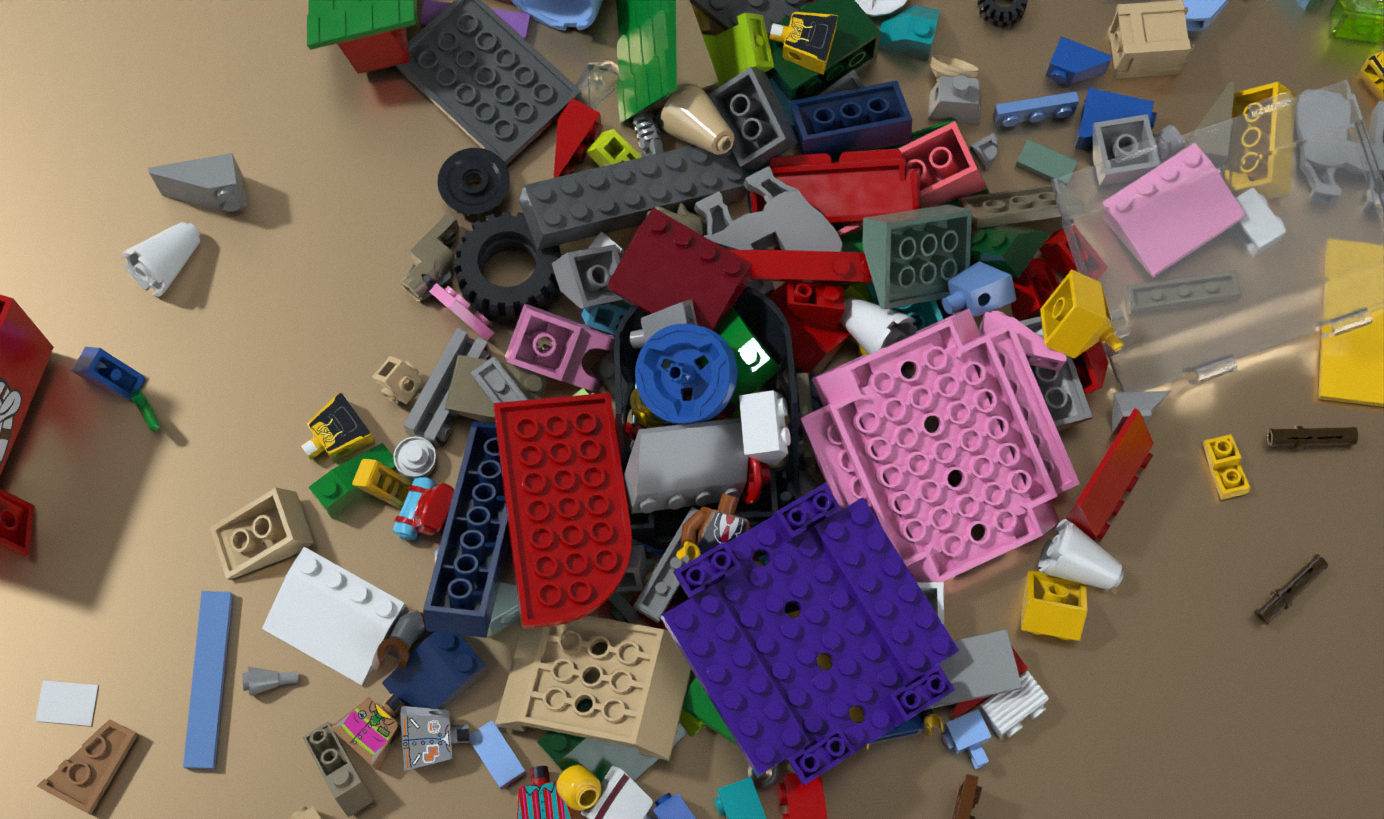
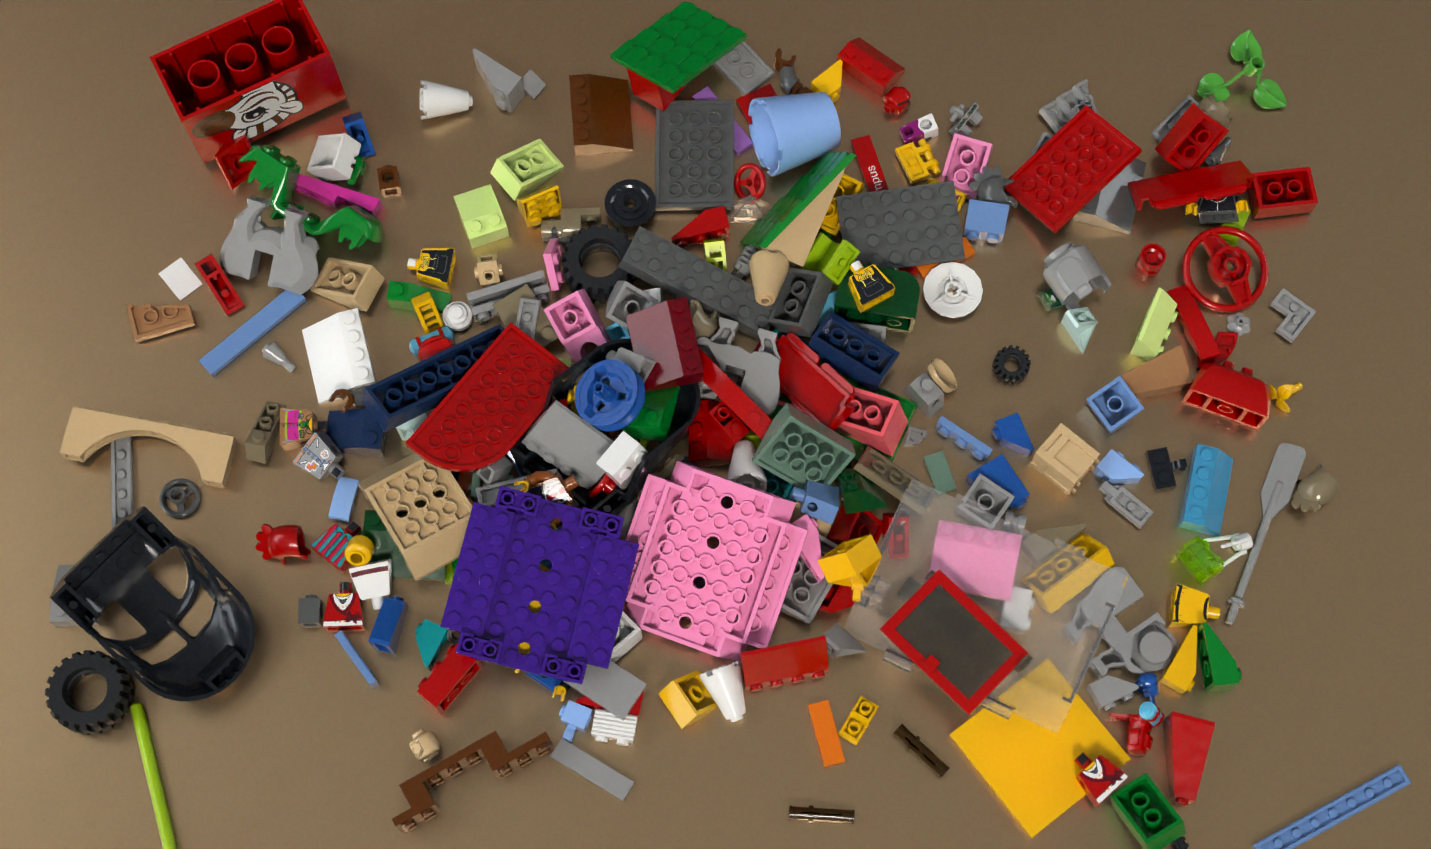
camera: 45 degrees right, 0 degrees up
(64, 482) = (282, 173): none -> green piece
(108, 418) = (333, 157): none -> white piece
(118, 666) = (219, 284): none -> red slope
(136, 463) = (335, 195): none -> dark pink slope
(176, 553) = (294, 253): none -> light grey animal
(201, 397) = (390, 188): none -> reddish brown brick
(244, 155) = (532, 84): none -> light grey slope
(326, 246) = (526, 168): none -> yellowish green slope
(330, 334) = (481, 216): none -> yellowish green slope
(344, 124) = (600, 114): none -> reddish brown slope
(383, 265) = (540, 205): none -> yellow slope
(571, 43) = (753, 182): none -> red piece
(910, 32) = (944, 335): teal slope -> none
(1036, 769) = (592, 769): none -> light grey tile
(1211, 509) = (826, 733): none -> orange tile
(1241, 31) = (1126, 504): none -> light grey hinge
(1250, 298) = (954, 642): none -> clear smoke door

